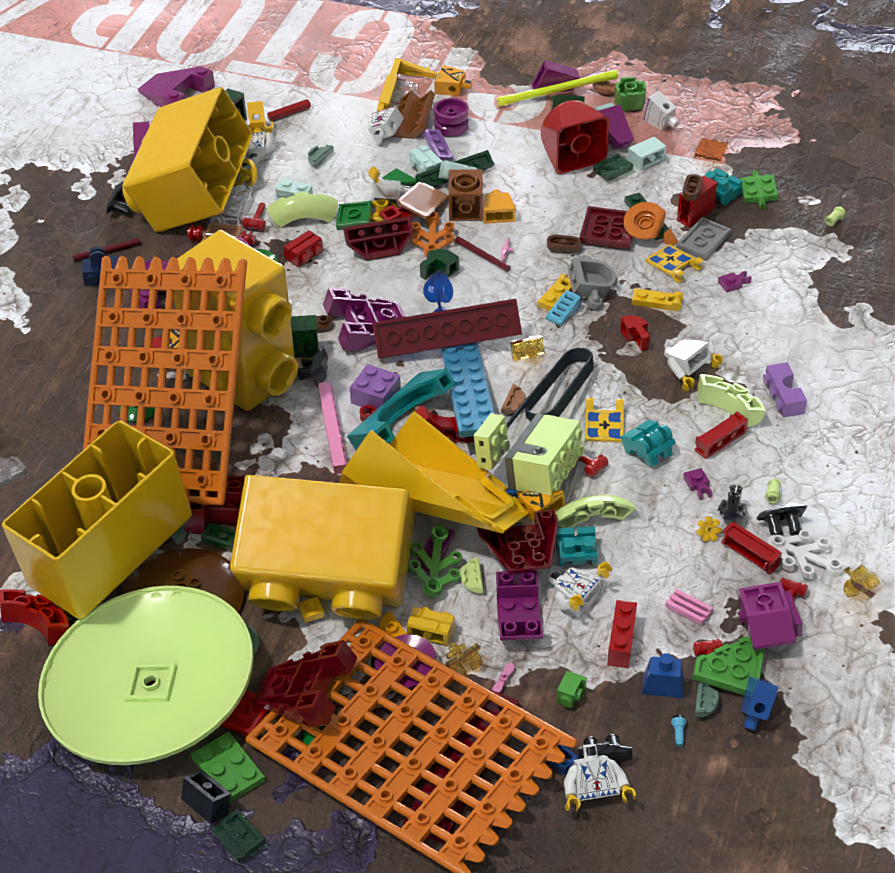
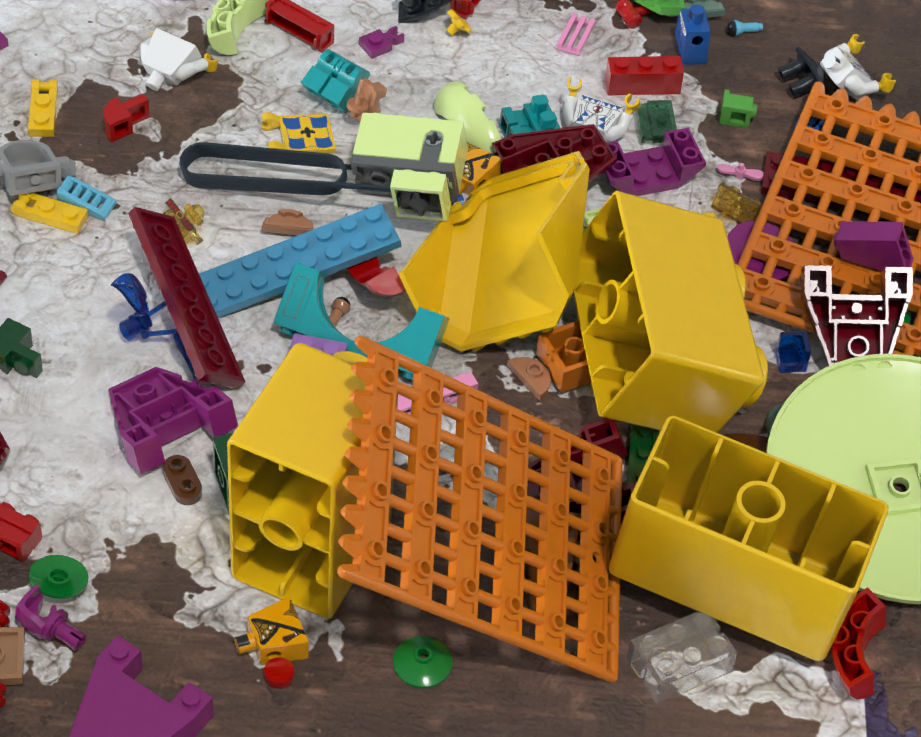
camera: 110 degrees left, 5 degrees up
(297, 652) = (793, 351): none -> clear blue panel
(362, 712) = (874, 244): none -> magenta slope
(570, 633) = (655, 119): none -> clear green plate
(618, 451) = (366, 98): none -> nougat hips

